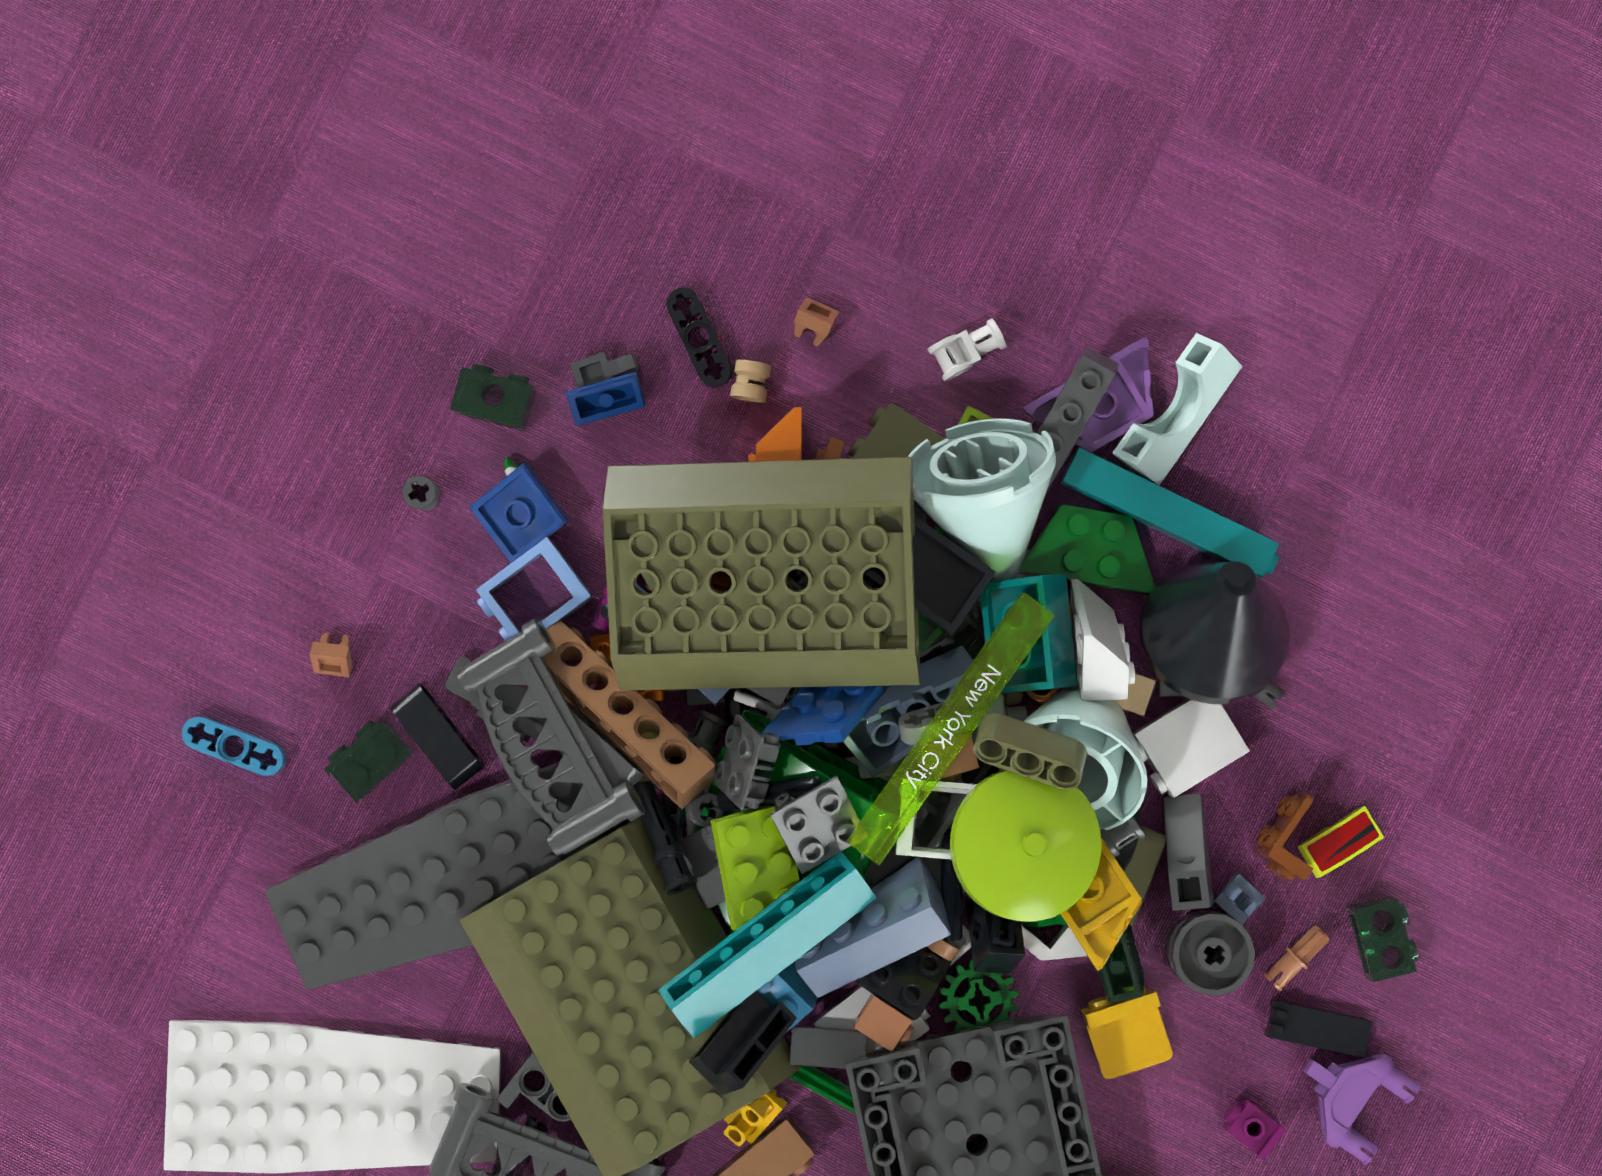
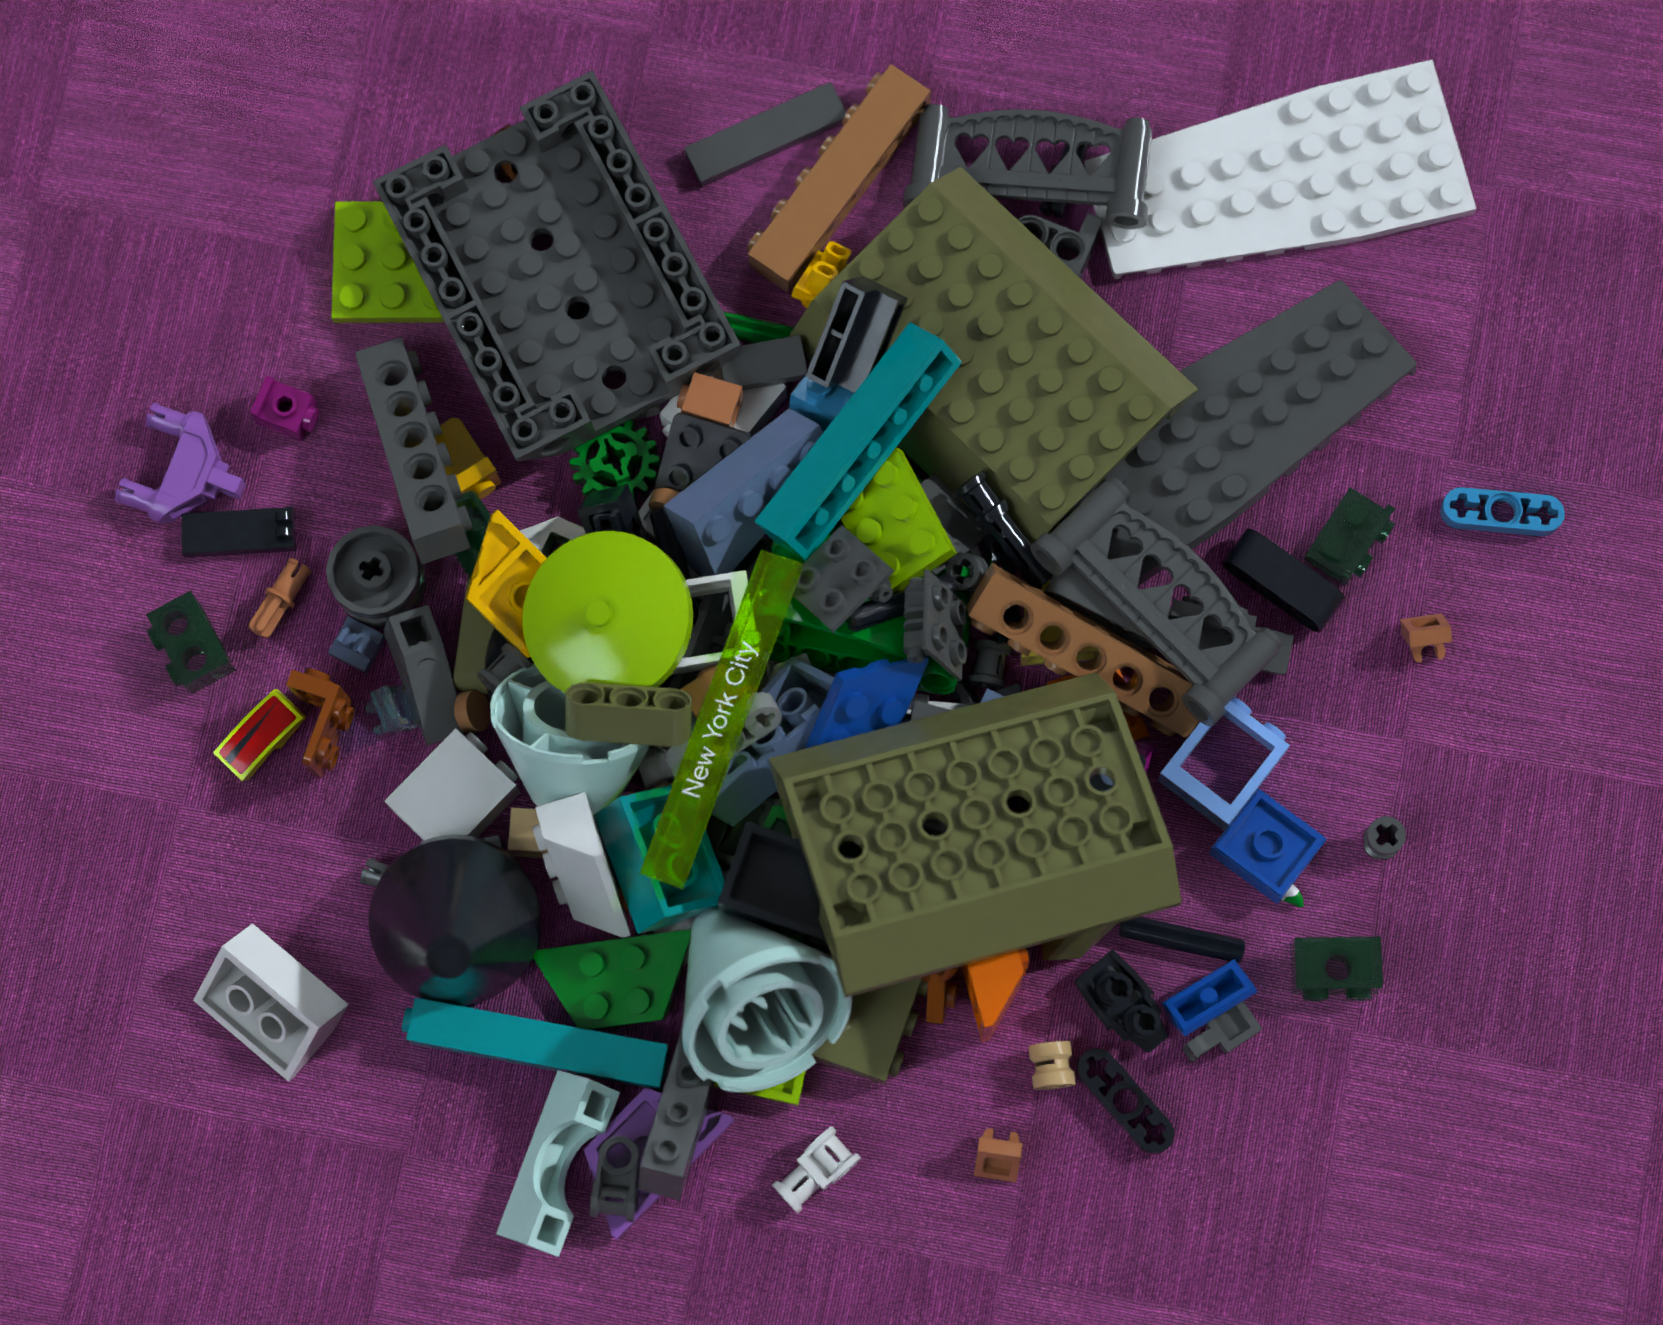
camera: 160 degrees right, 10 degrees down
(596, 448) = (1183, 938): none -> black axle
(677, 419) = (1122, 1001): none -> black connector
(1136, 375) = (616, 1182): none -> dark grey piece
(1155, 811) = (472, 711): none -> medium nougat tile
(1159, 1138) = (412, 450): none -> dark grey brick
(1222, 831) = (393, 710): none -> clear light blue tile
(1383, 610) = (269, 1001): none -> white slope

